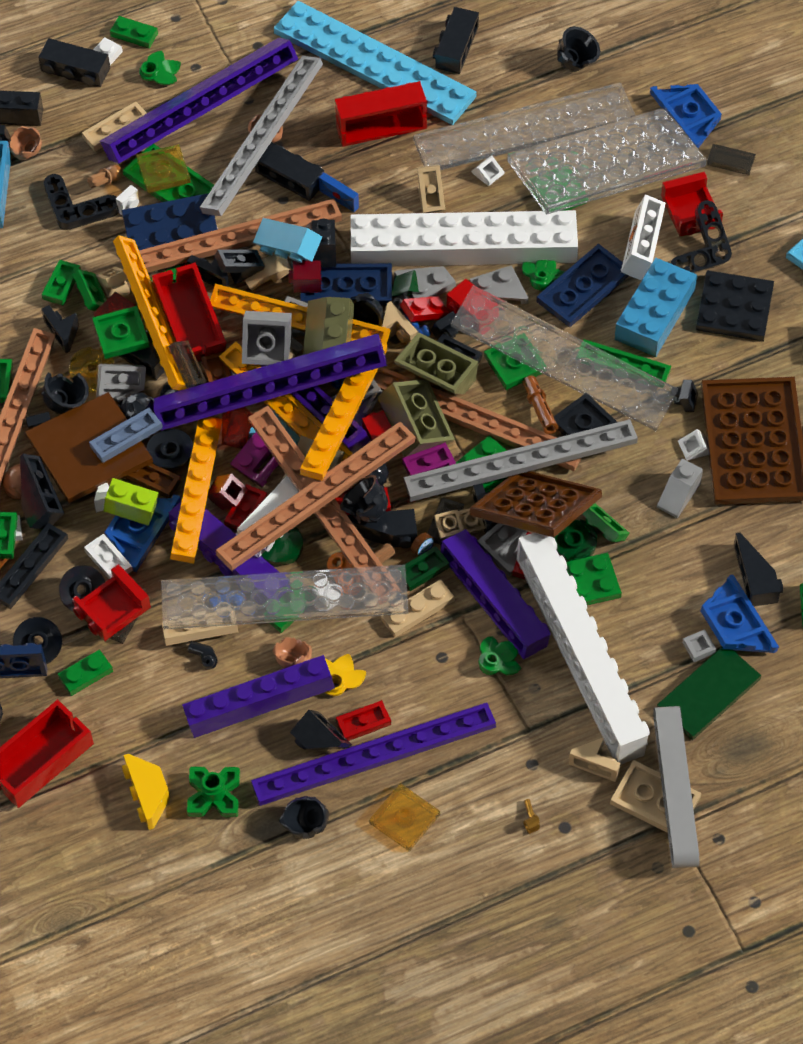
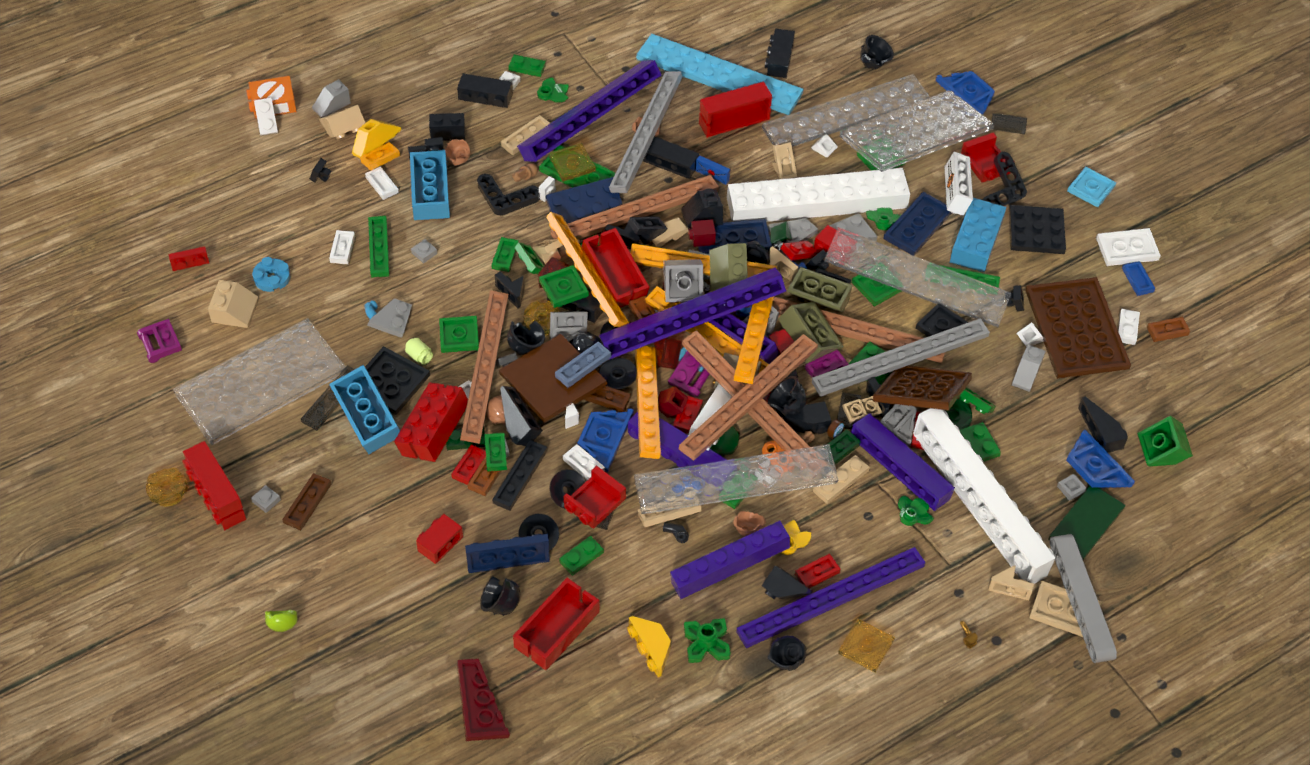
camera: 10 degrees left, 5 degrees down
(130, 501) = (597, 415): lime brick -> none
(187, 363) = (622, 305): clear smoke tile -> none
(287, 240) = (683, 206): medium azure brick -> none
(537, 398) = (902, 311): dark orange pin -> none

